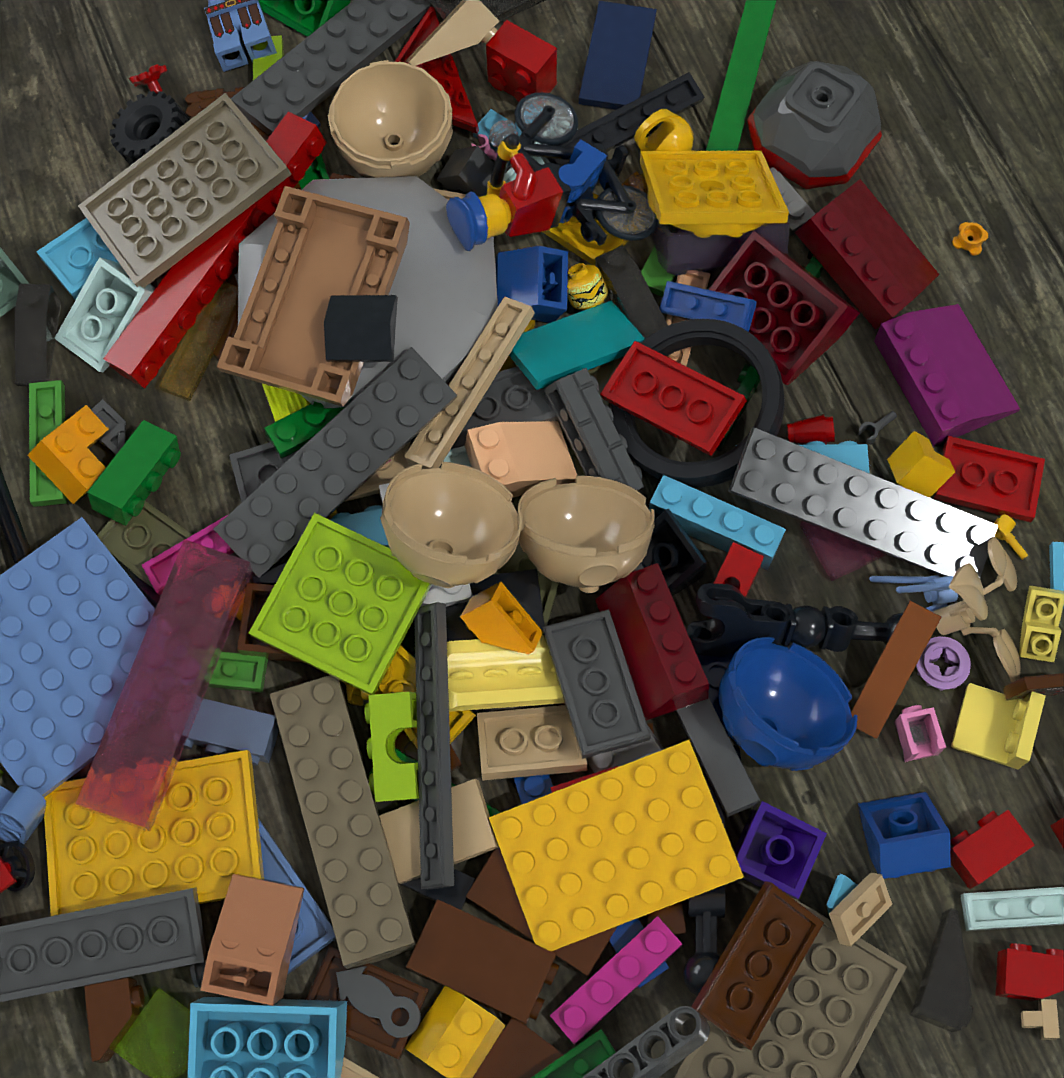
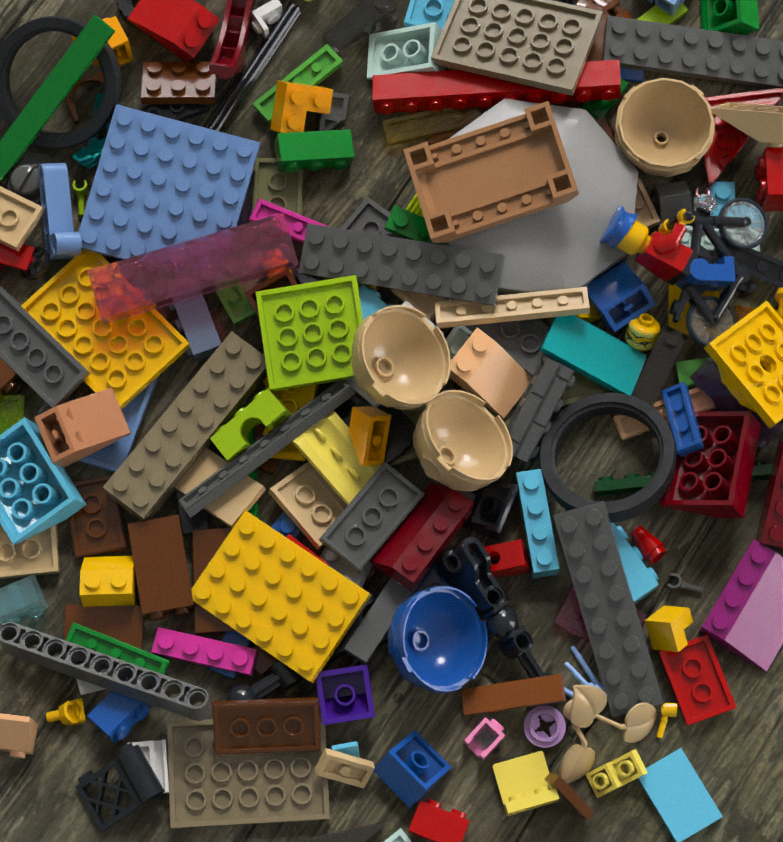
camera: 55 degrees right, 5 degrees up
(360, 328) = (488, 215): black slope -> none
(376, 1000) = (99, 522): dark grey brick -> none
(673, 398) = (594, 438): red plate -> none

